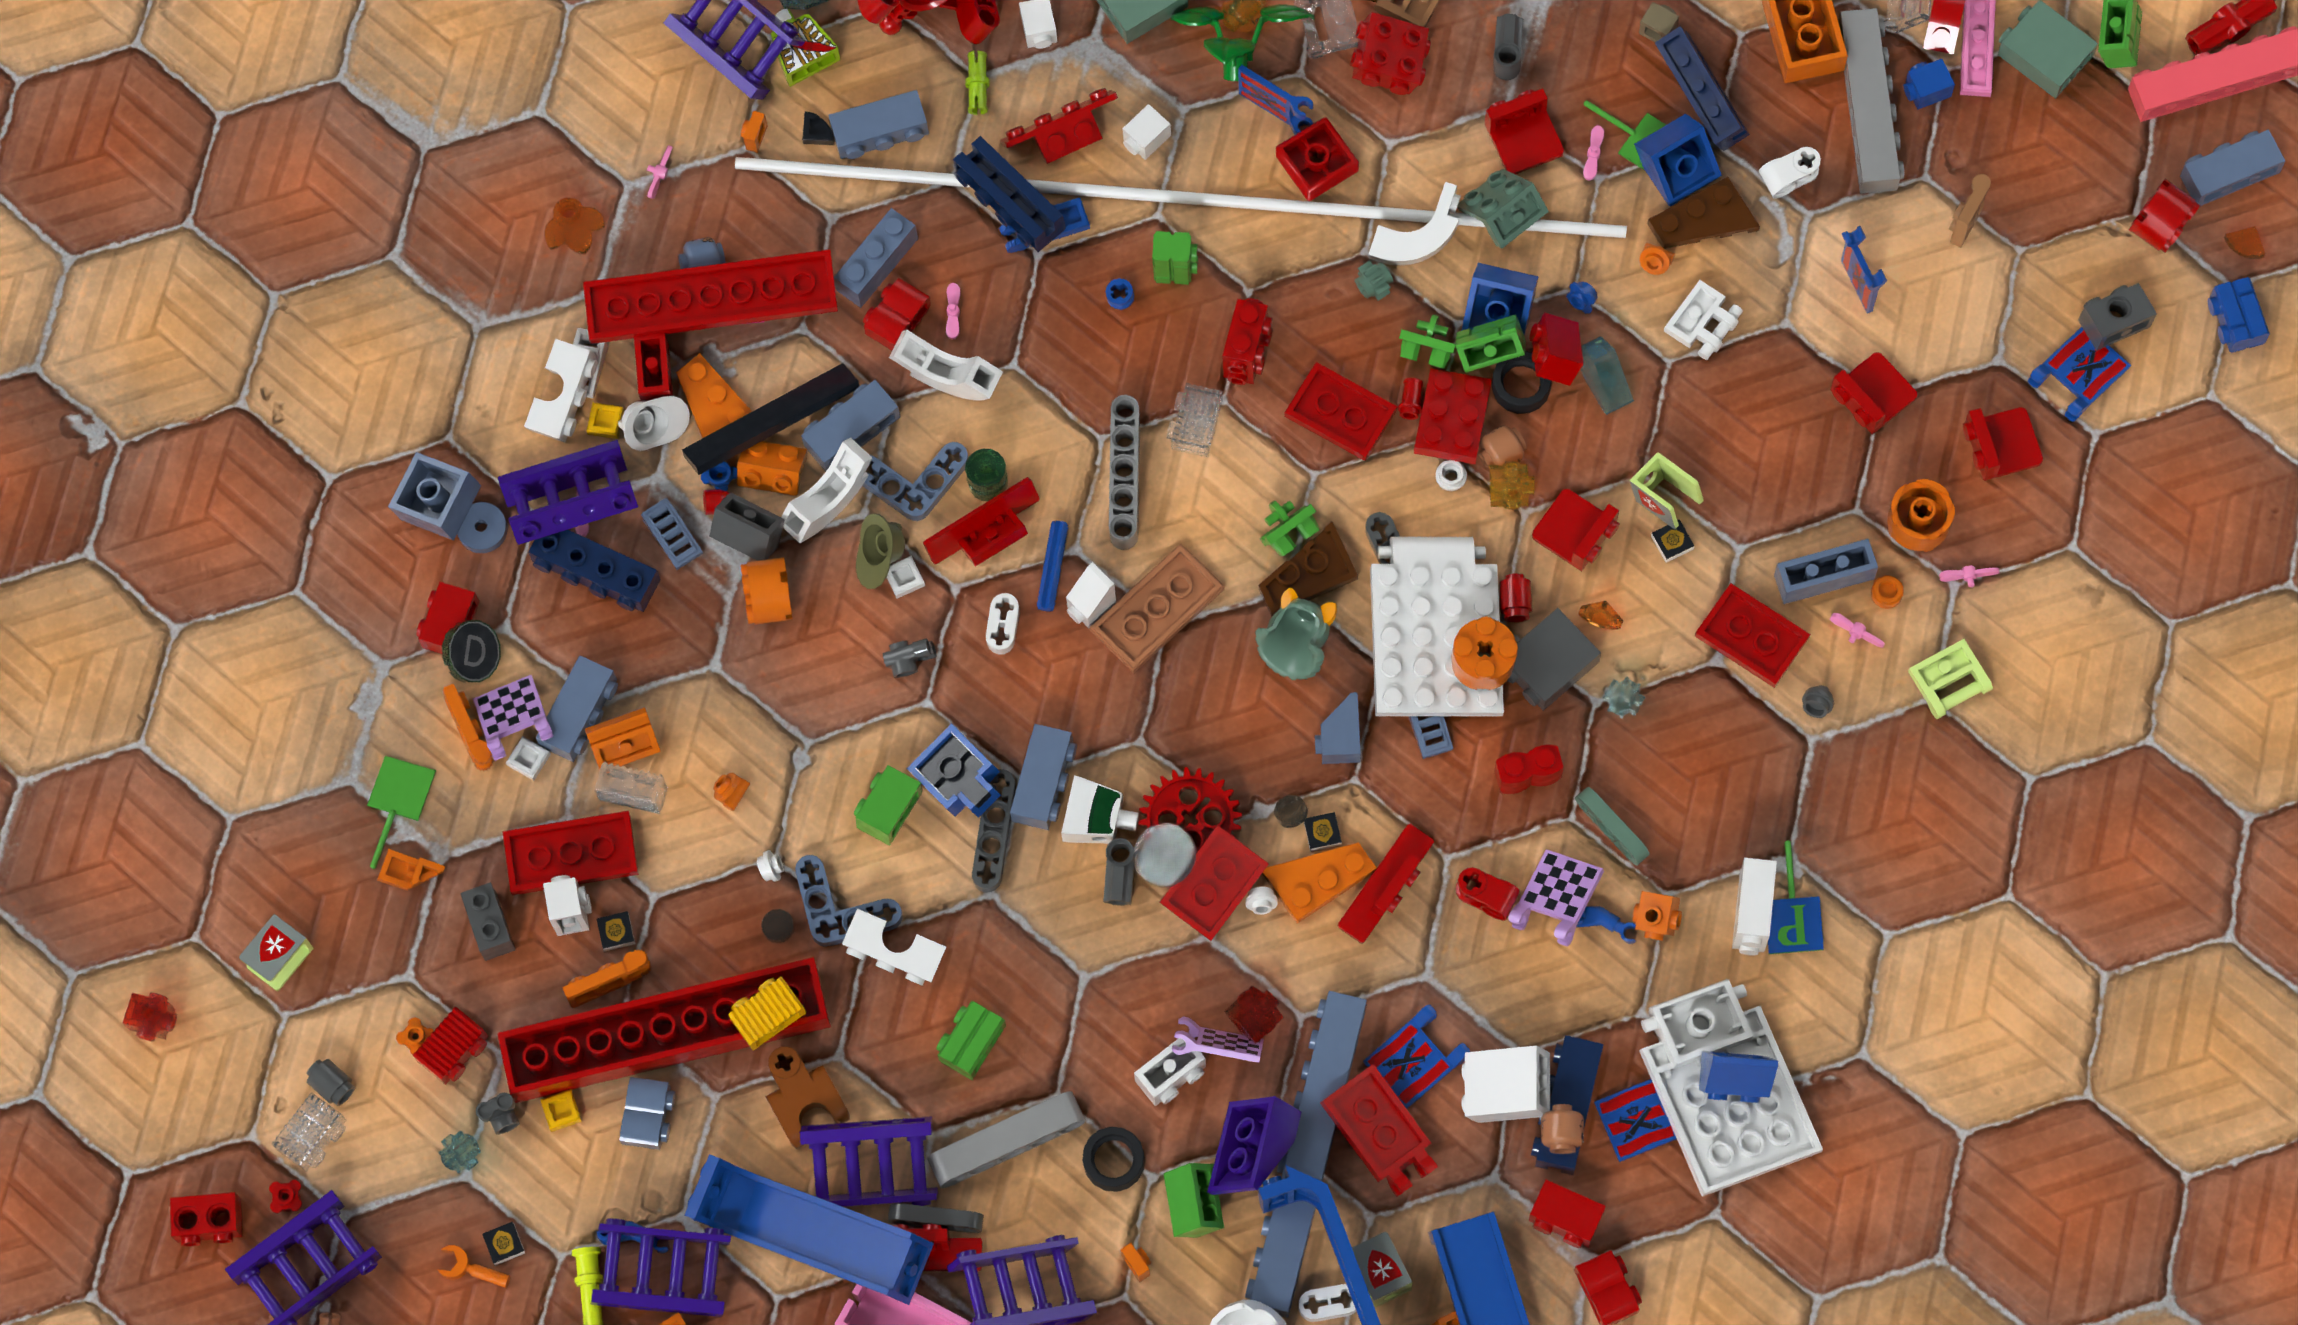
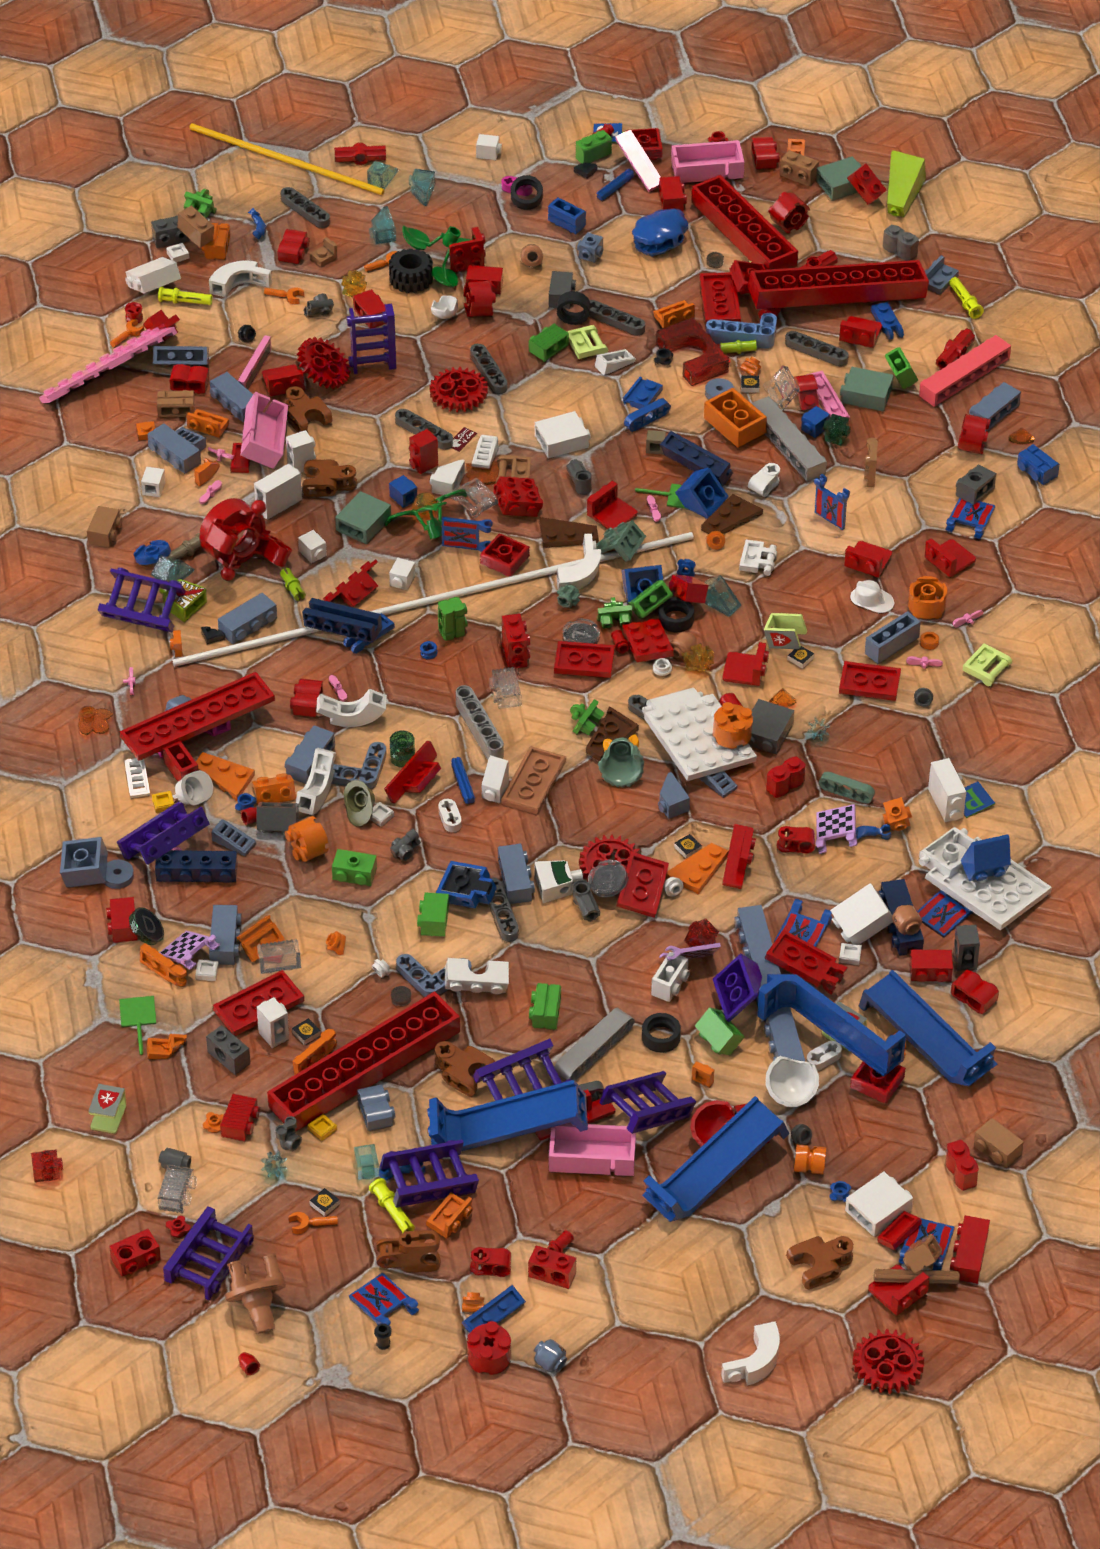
camera: 30 degrees left, 25 degrees down
(557, 416) = (131, 776): white arch -> none
(588, 1204) = (366, 1162): none -> clear light blue brick
(766, 1012) = (424, 1021): yellow brick -> none
(770, 418) = (262, 764): black tile -> none
(816, 666) = (354, 867): none -> bright green brick
(876, 257) = (282, 673): sand blue brick -> none
(1290, 811) = (665, 842): clear smoke tile -> none
(1362, 356) = (581, 631): none -> clear tile
(1435, 148) = (565, 533): none -> reddish brown wing
(1462, 1134) = (850, 954): none -> white tile
(1630, 1210) = (966, 947): none -> dark grey brick
(1842, 471) = (870, 596): none -> white piece
(1954, 114) = (836, 429): none -> clear green brick

